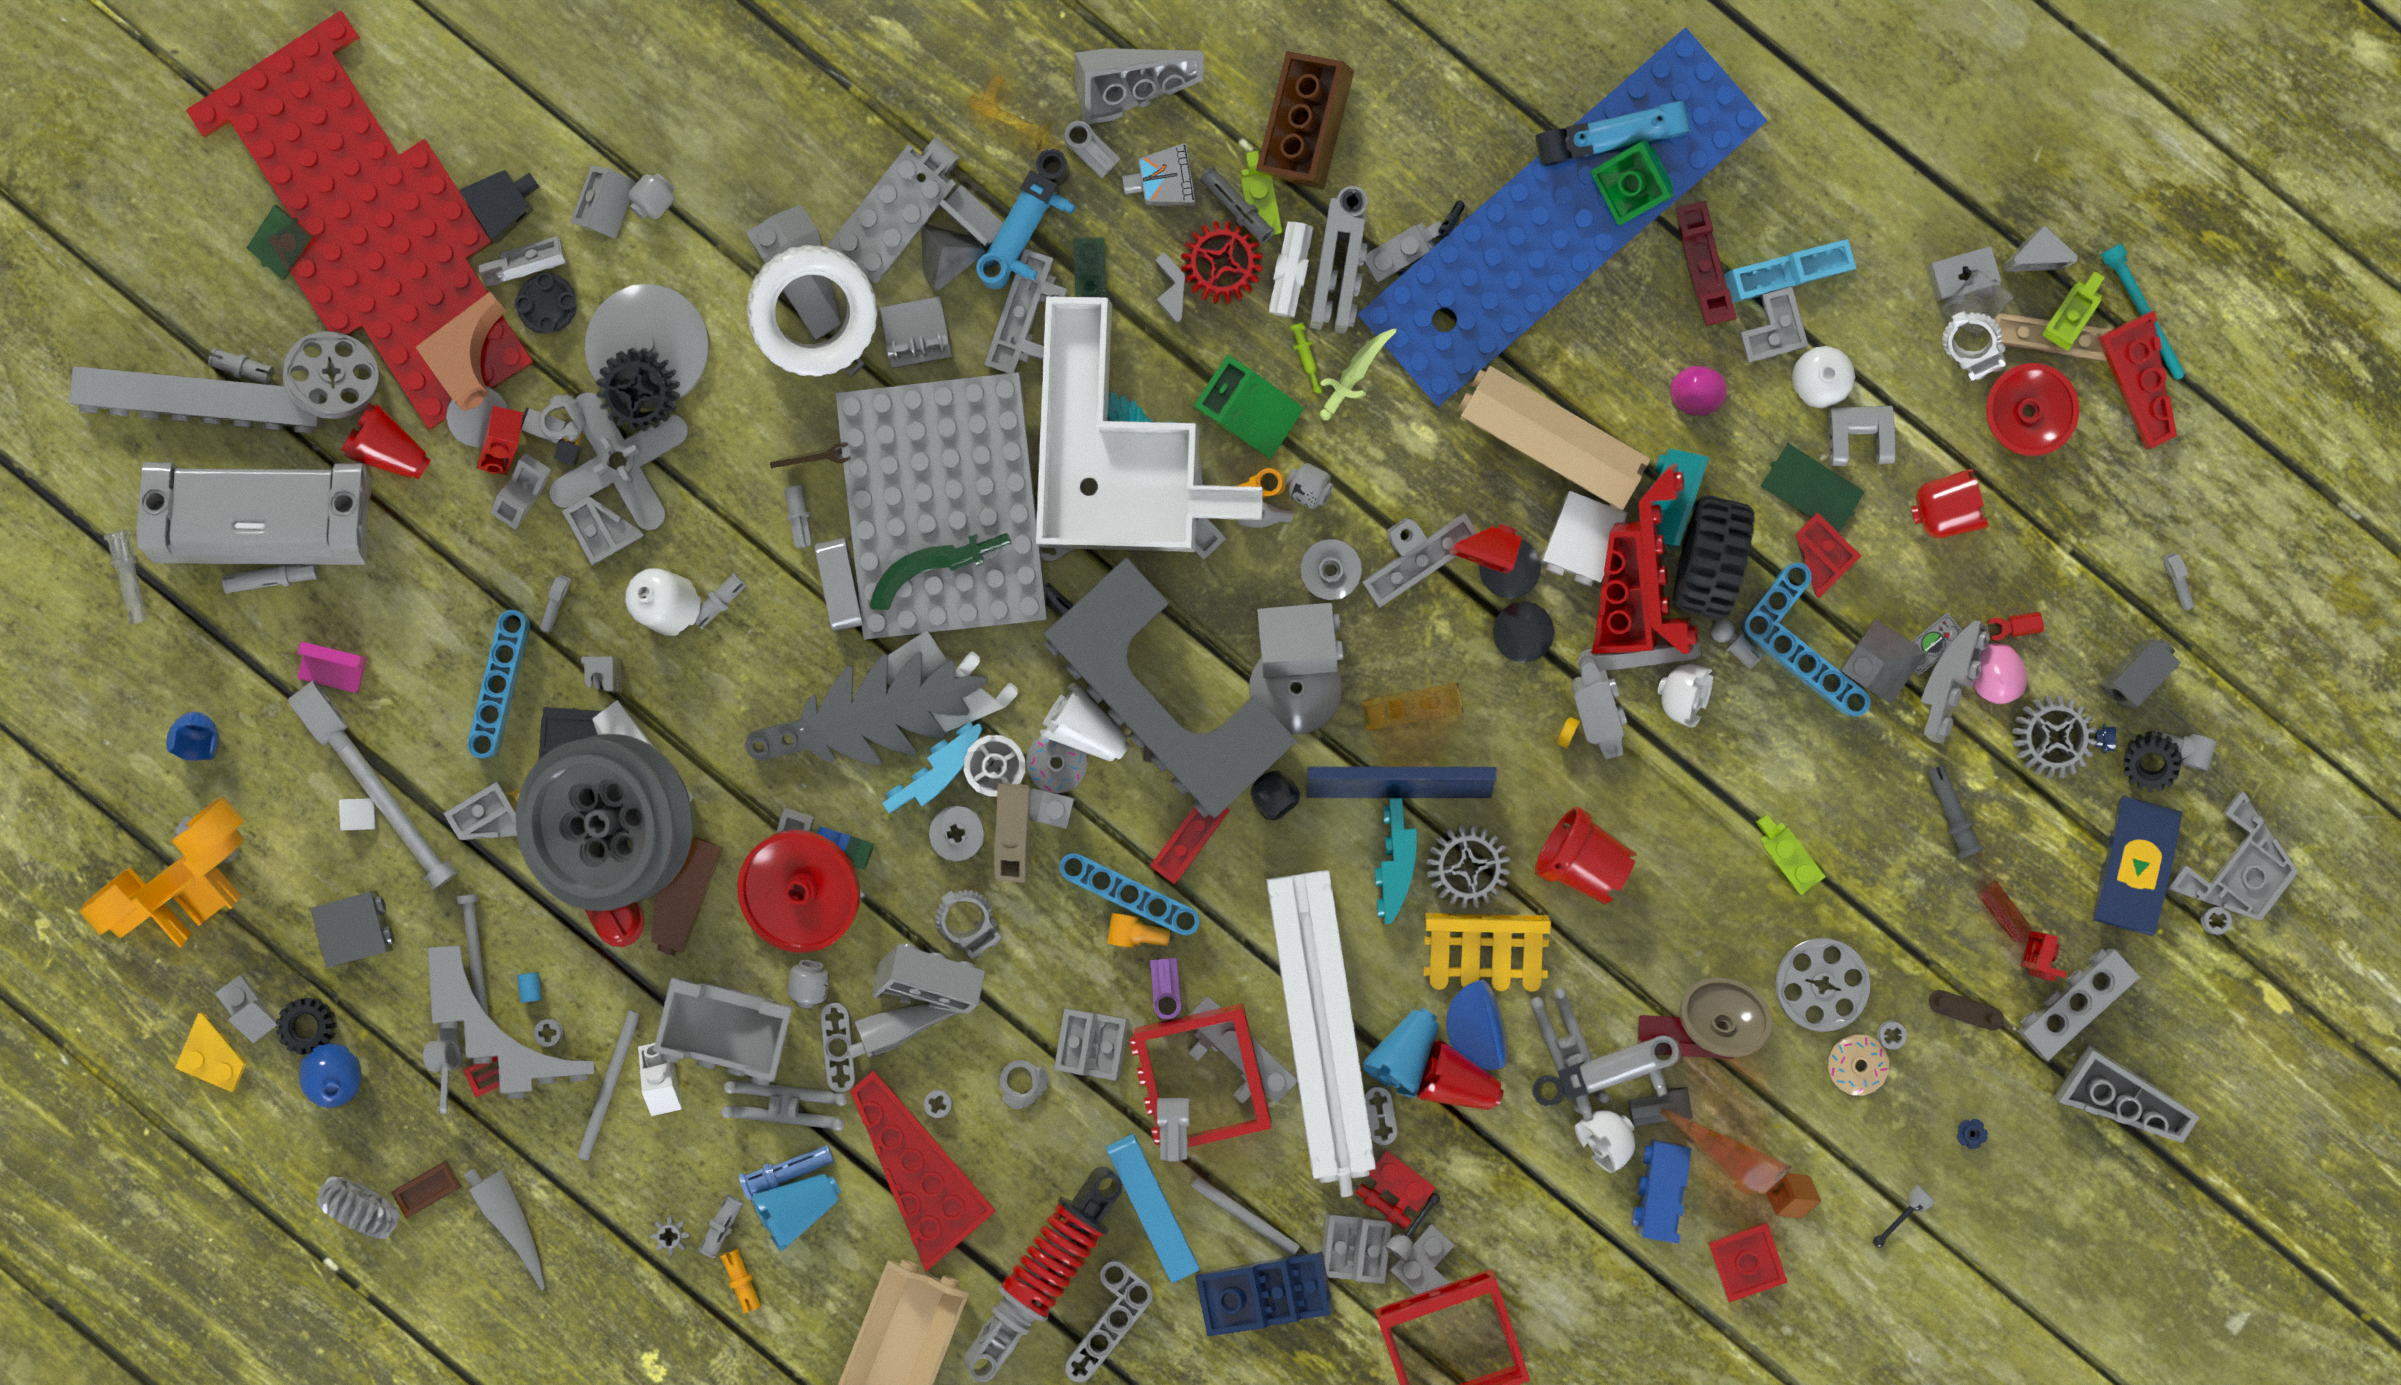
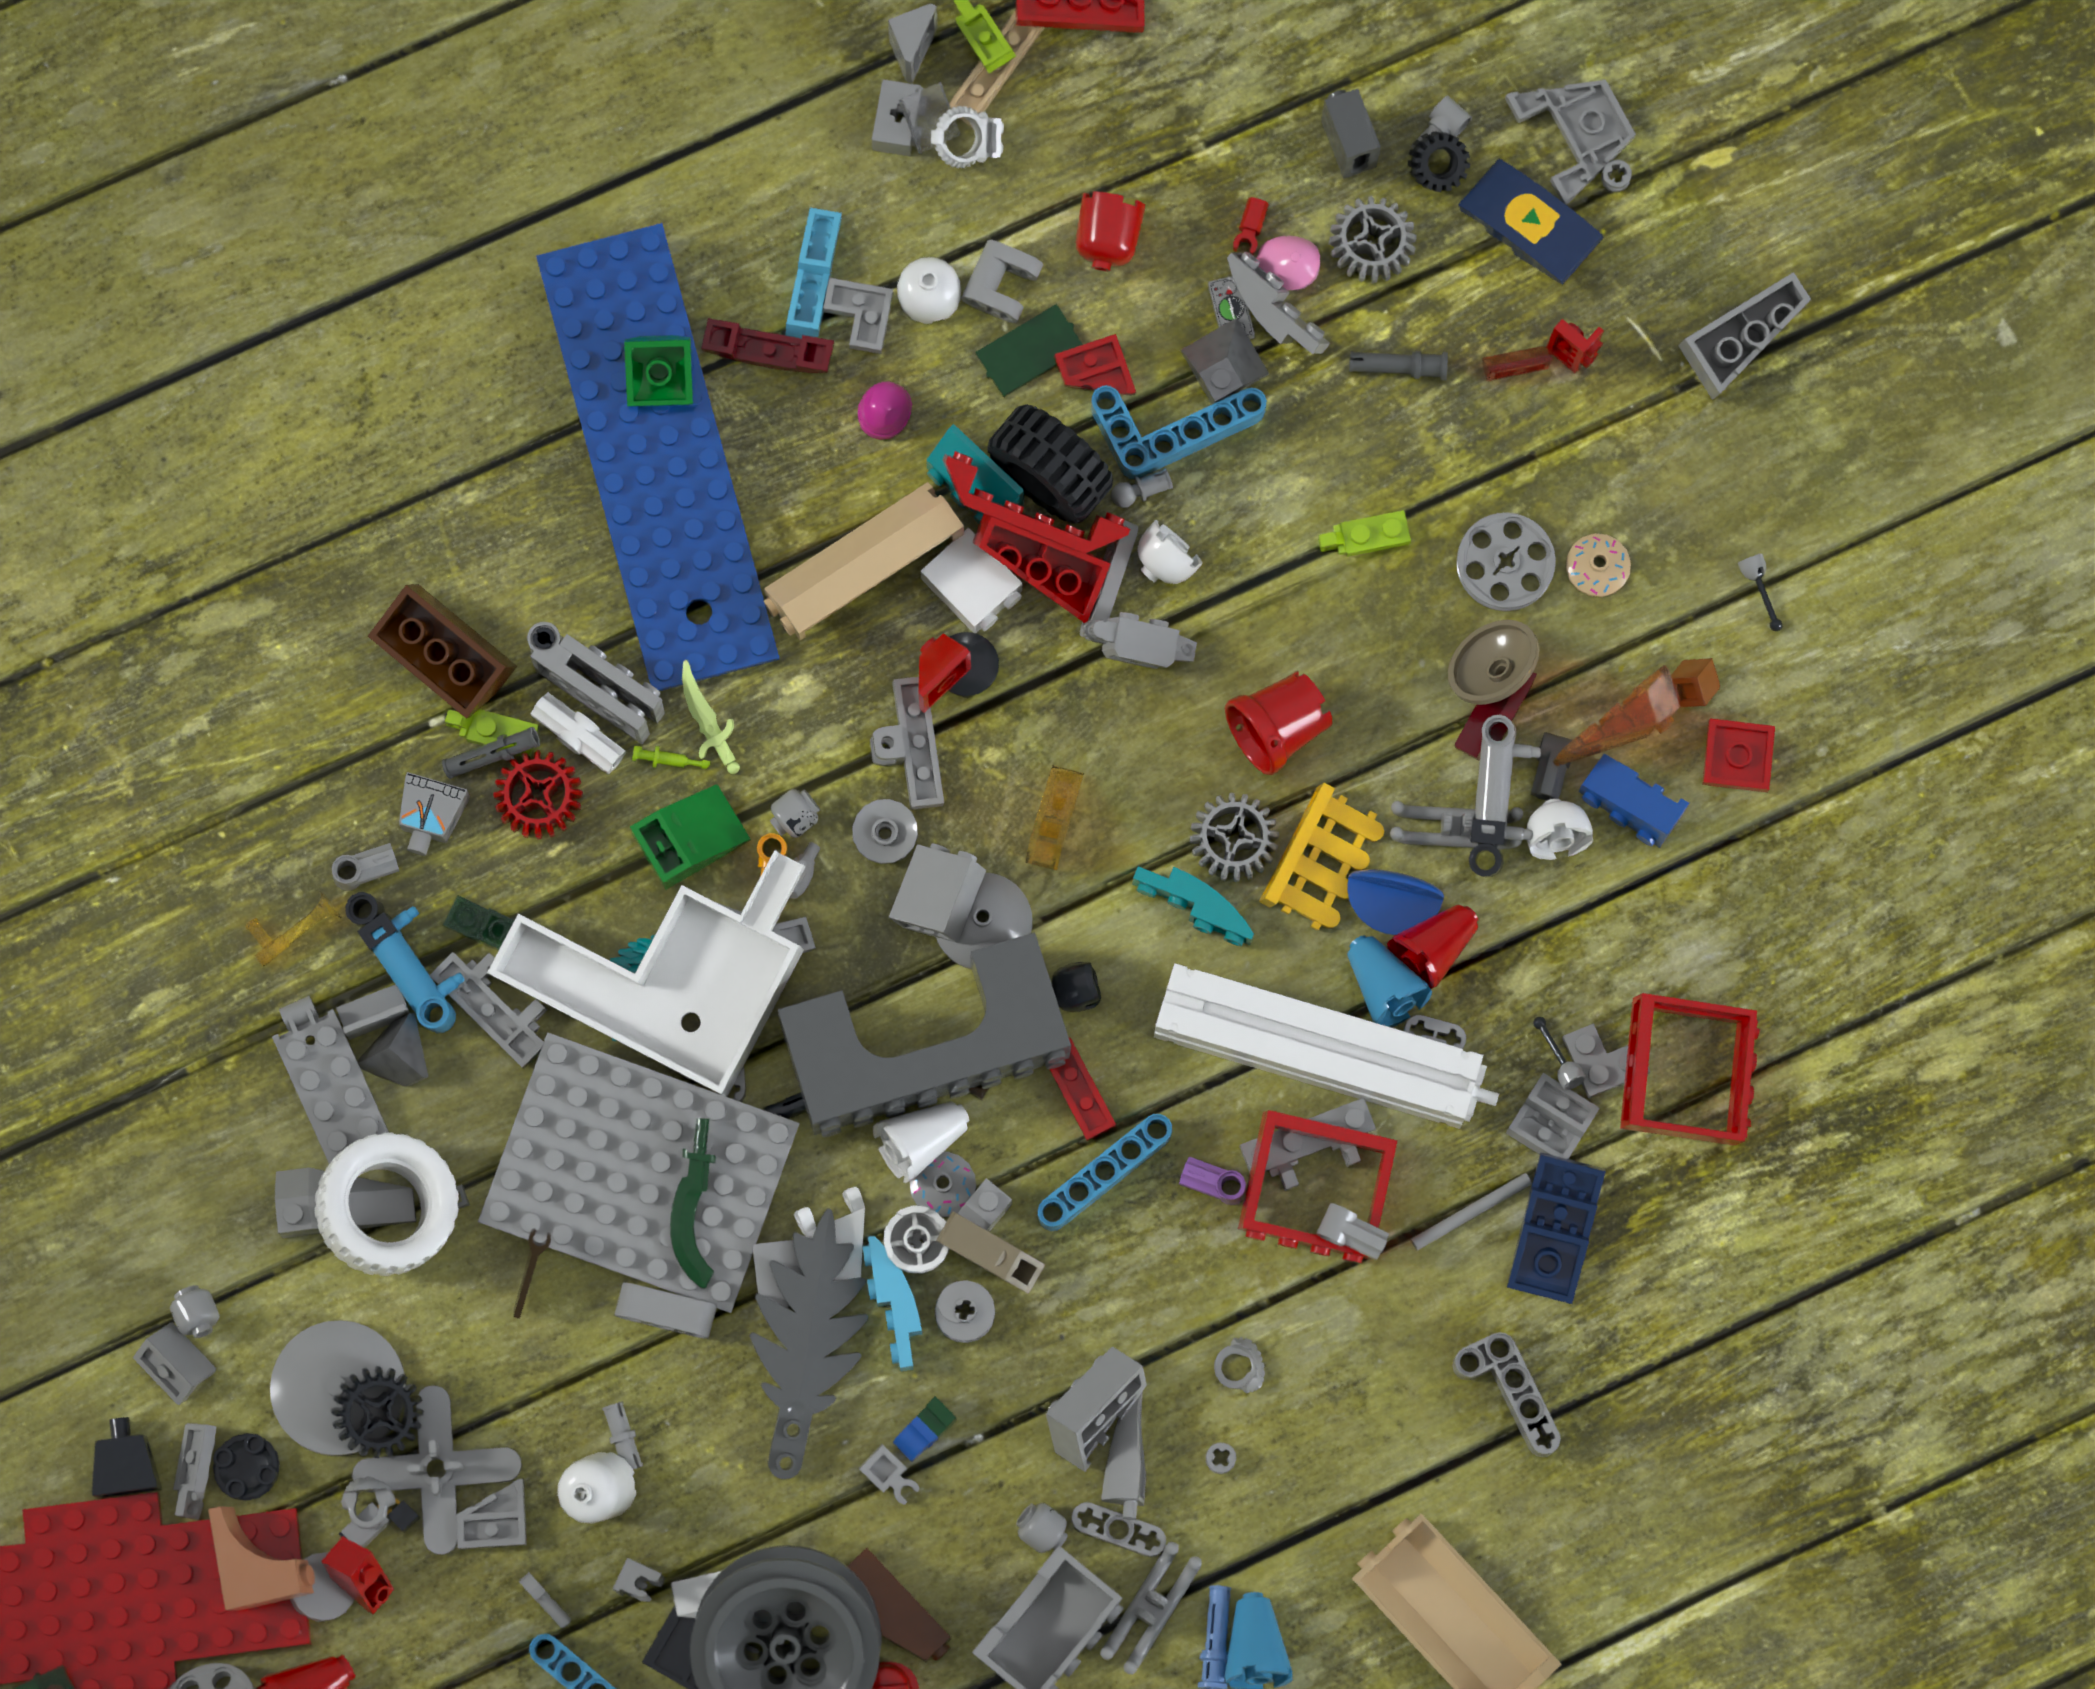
camera: 60 degrees left, 10 degrees down
(521, 491) = (418, 1581): light grey slope -> none
(798, 516) = (579, 1318): light grey axle -> none
(798, 891) = (946, 1491): red dish -> none
(915, 332) = (457, 1119): light grey hinge -> none
(928, 1186) = (1297, 1506): red wing -> none
(977, 939) = (1076, 1335): light grey piece -> none
(1035, 1288) = (1438, 1439): piece -> none
(1091, 1044) = (1234, 1280): light grey slope -> none
(1124, 78) = (314, 803): light grey wedge -> none
(1130, 931) = (1141, 1190): light orange pin -> none
(1152, 1208) = (1422, 1296): dark azure beam -> none
(1173, 298) = (552, 858): light grey slope -> none
(1400, 782) = (1120, 862): dark blue arch -> none
(1401, 251) = (613, 620): light grey hinge -> none
(1401, 1182) = (1510, 1045): red plate -> none
(1451, 219) = (606, 560): black pin -> none
(1523, 632) = (1034, 680): black dish -> none
(1568, 732) = (1150, 683): yellow tile -> none
(1613, 133) = (602, 369): dark azure piece -> none
(1892, 1025) = (1592, 525): light grey bush -> none
(1964, 1133) = (1707, 496): dark blue plate -> none
(1966, 1010) = (1593, 442): dark brown piece -> none
(2053, 408) = (1059, 95): red dish -> none
(2106, 738) = (1397, 193): dark blue plate -> none
(2118, 978) = (1628, 288): light grey brick -> none
(2177, 570) = (1267, 56): light grey bar -> none

